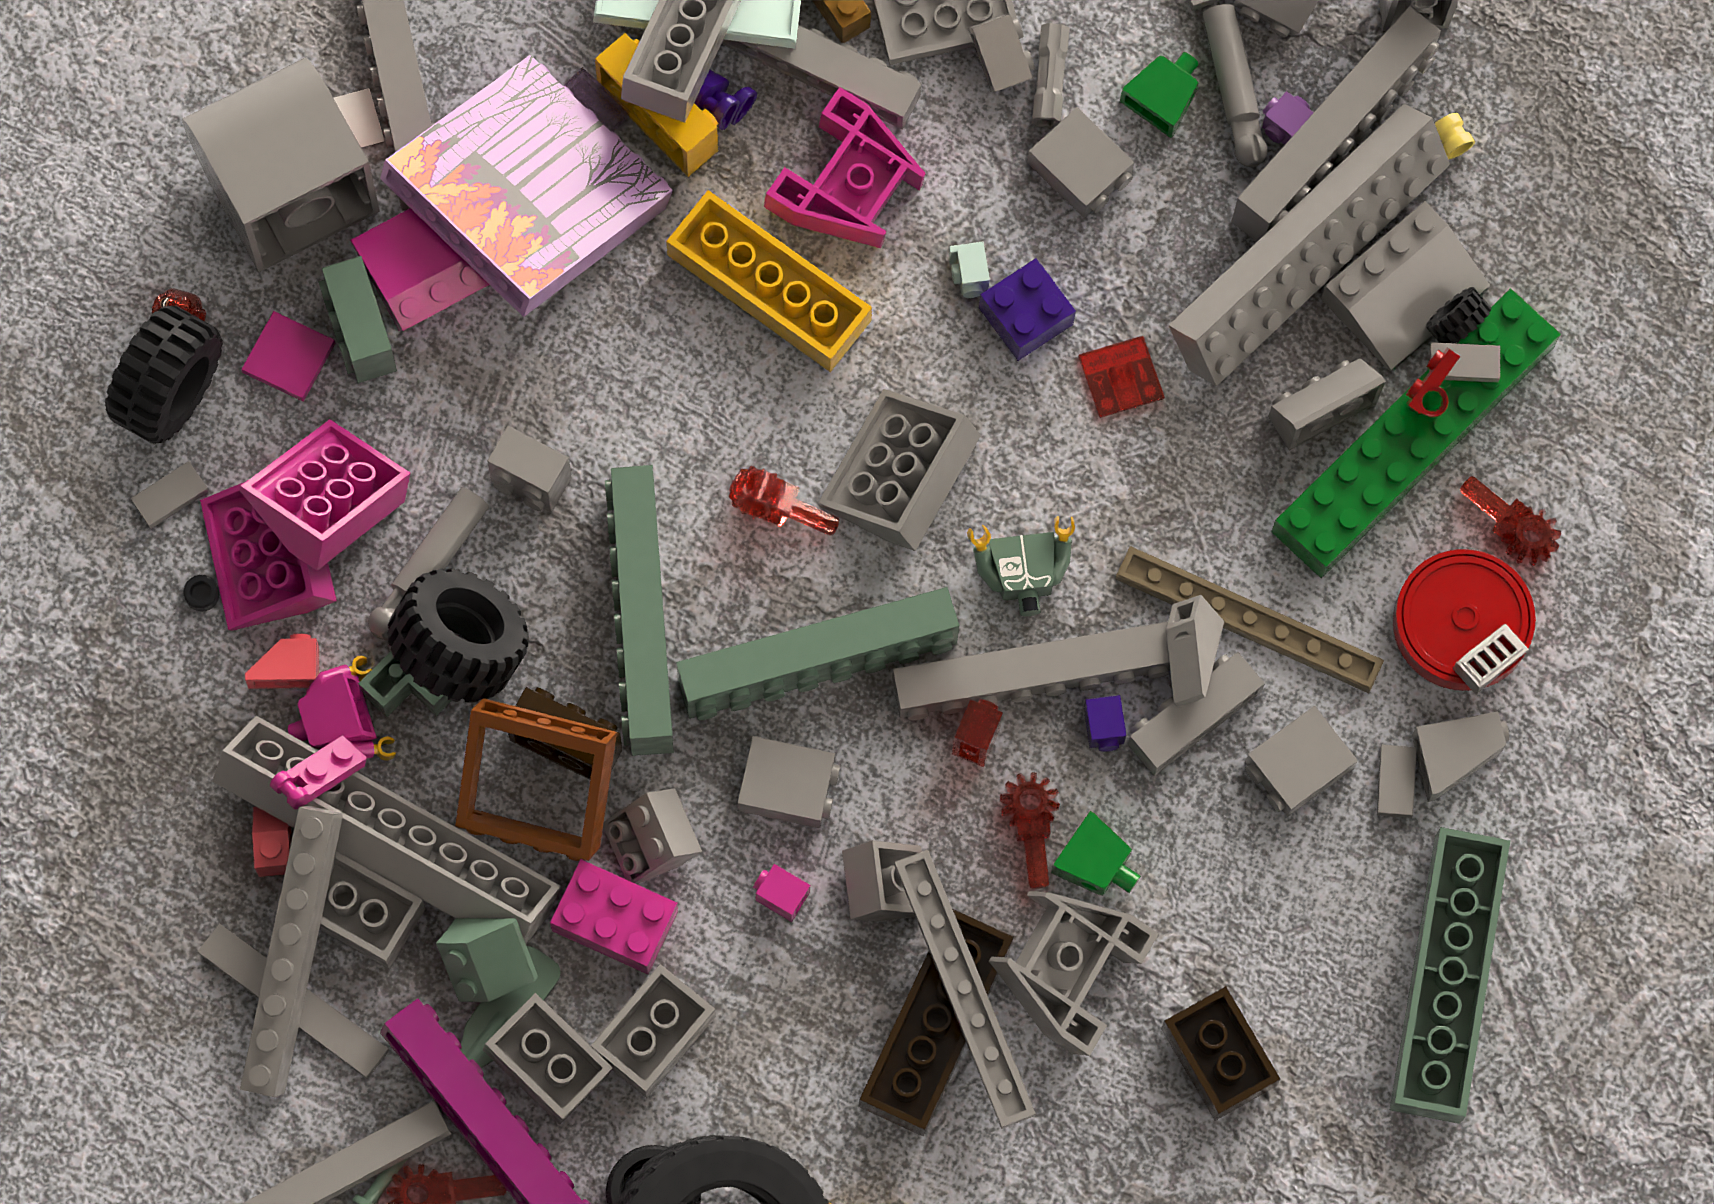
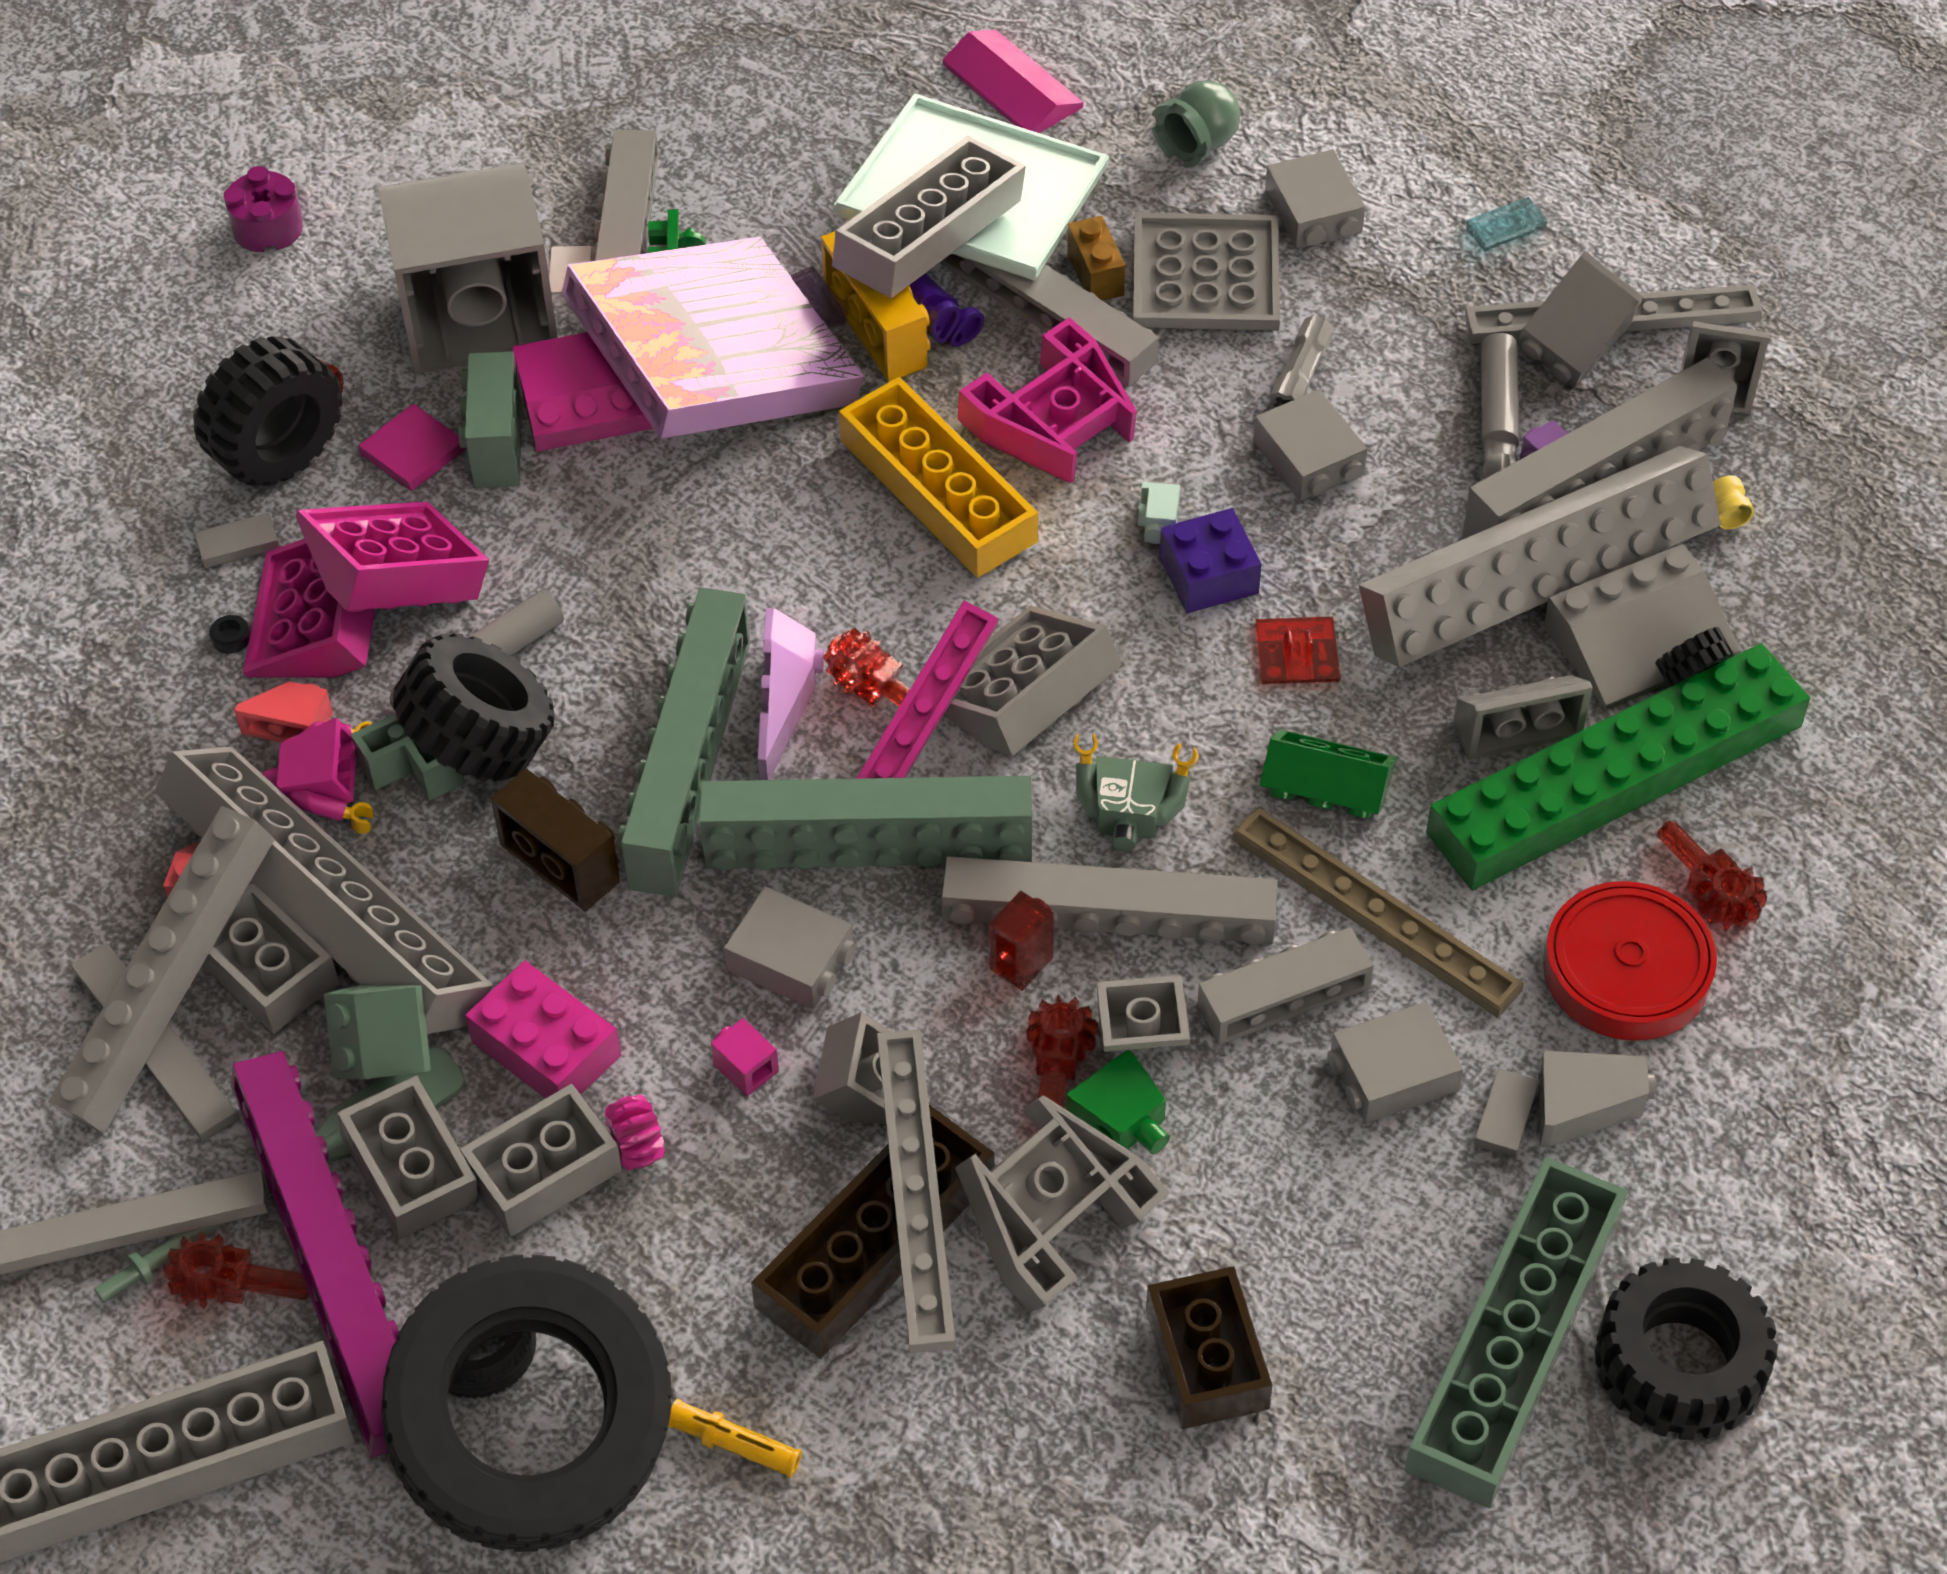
camera: 20 degrees right, 20 degrees down
(71, 127) = (263, 210): none -> magenta brick
(319, 772) = (268, 797): plate -> none
(440, 63) = (669, 234): none -> green hips
(529, 470) = (617, 585): light grey brick -> none
(549, 730) = (563, 886): dark orange window -> none
(651, 836) = (619, 964): light grey slope -> none
(702, 516) = (786, 686): none -> lavender wedge
(719, 986) = (635, 1131): none -> dark pink gear
(830, 525) = (931, 694): none -> dark pink plate
(1001, 52) = (1252, 329): light grey brick -> none
(1094, 780) = (1142, 1013): none -> light grey slope
(1105, 723) = (1178, 957): dark purple brick -> none
(1163, 92) = (1417, 402): green torso -> none
(1180, 498) = (1327, 773): none -> green slope
(1192, 647) = (1297, 906): light grey slope -> none
(1439, 367) = (1658, 682): red plate -> none
(1471, 676) = (1630, 1016): slope -> none
(1475, 364) = (1690, 694): light grey tile -> none
(1611, 927) = (1697, 1298): none -> black tyre

